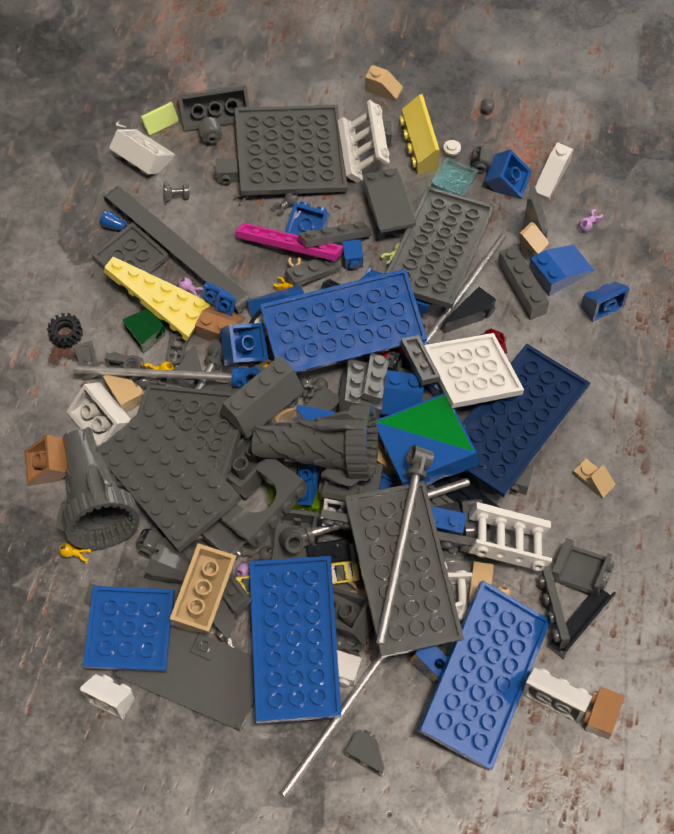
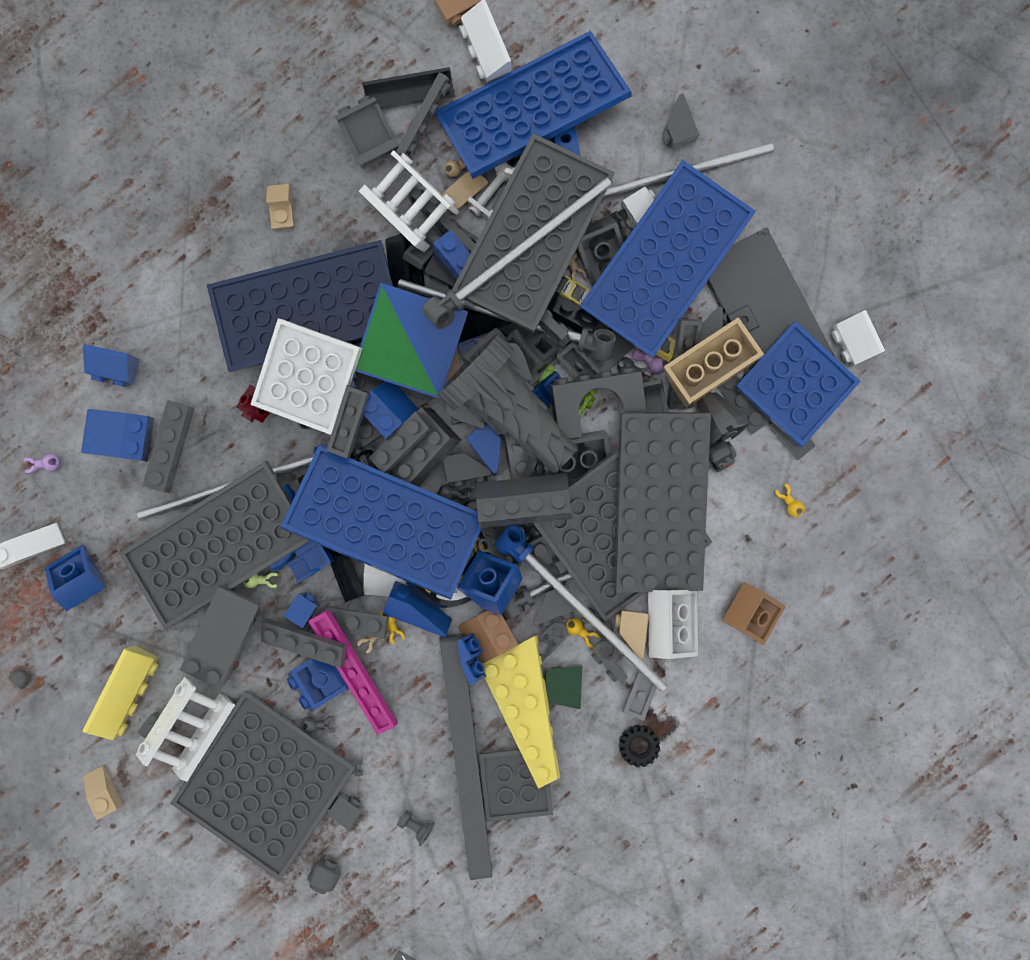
camera: 145 degrees left, 25 degrees up
(96, 509) = (744, 526): dark grey cone -> none
(112, 221) = (503, 840): blue cone -> none
(140, 151) = (411, 907): white slope -> none
(159, 118) = (362, 934): yellowish green slope -> none
(187, 286) = (485, 703): lavender arm -> none
(214, 103) = (296, 907): dark grey slope -> none
(452, 148) = (99, 657): white plate -> none
(454, 177) = (129, 618): clear light blue plate -> none
(471, 310) = (236, 457): black slope -> none
(481, 158) = (83, 618): dark grey head -> none
(532, 240) = (121, 475): tan slope -> none
(534, 211) = (100, 502): dark grey wedge -> none

